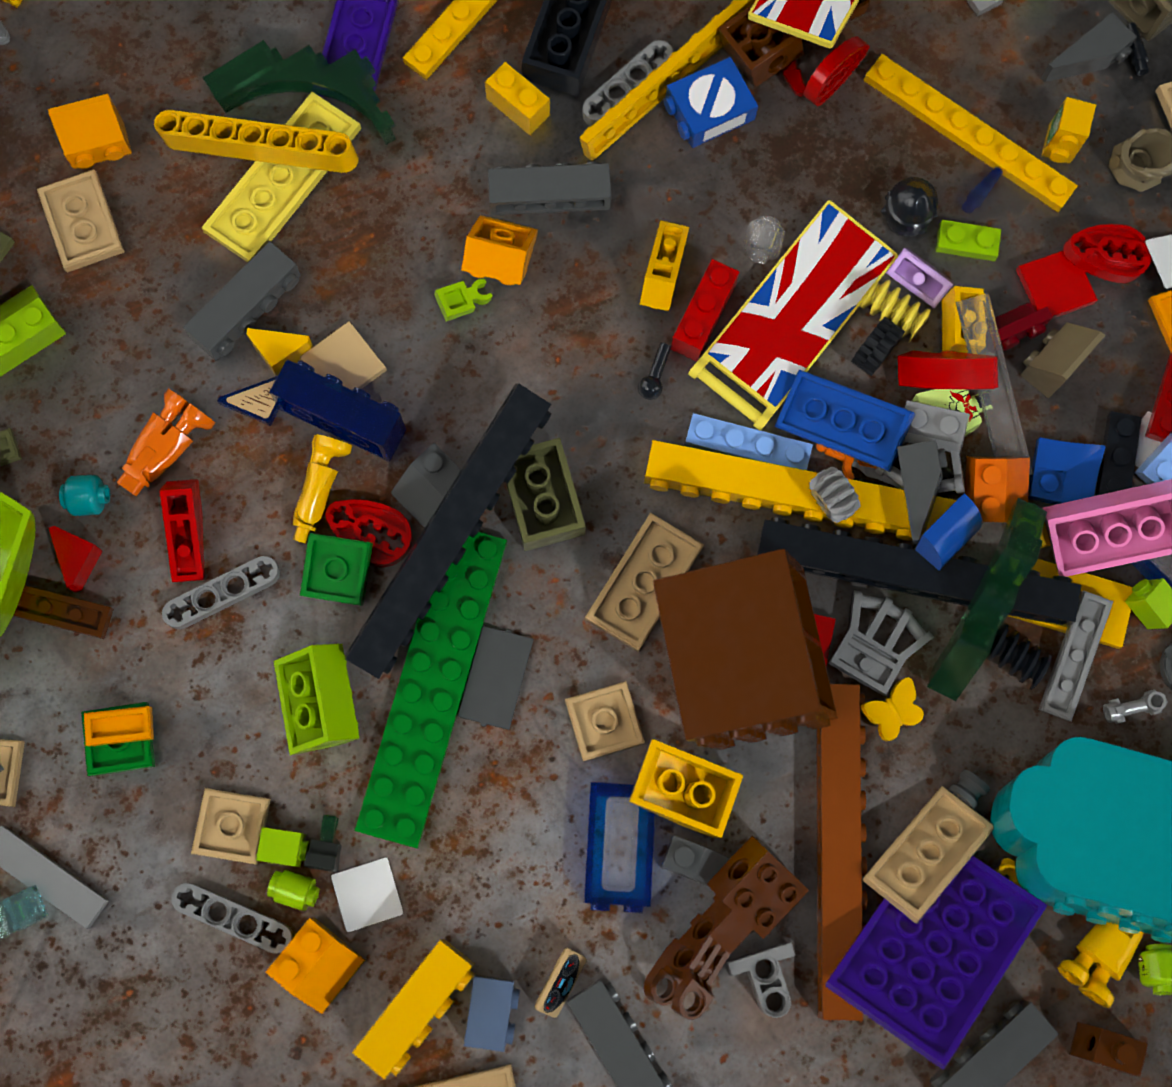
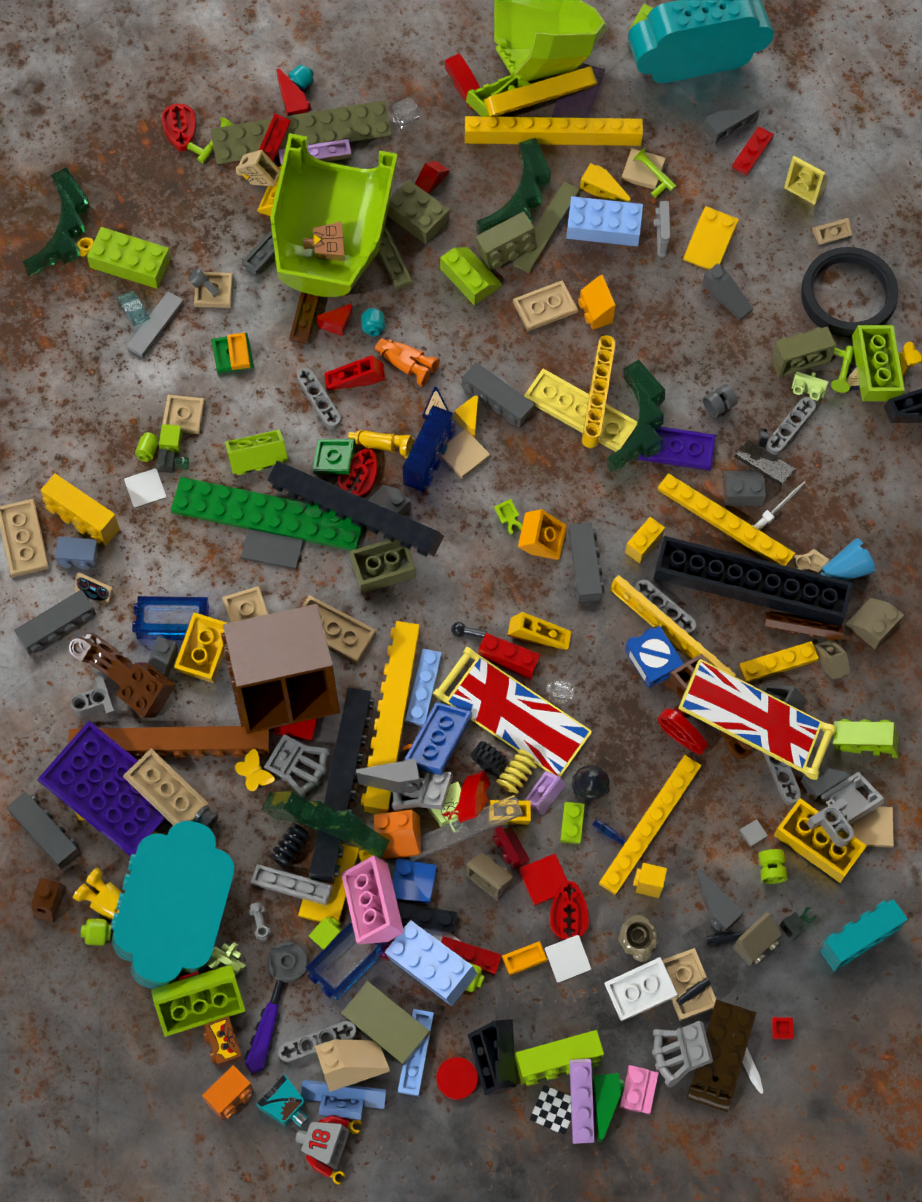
camera: 90 degrees right, 10 degrees down
(234, 914) = (131, 418): light grey beam -> none
(315, 965) = (105, 460): light orange slope -> none
(834, 494) = (384, 724): light grey gear -> none
(950, 532) = (363, 794): blue brick -> none

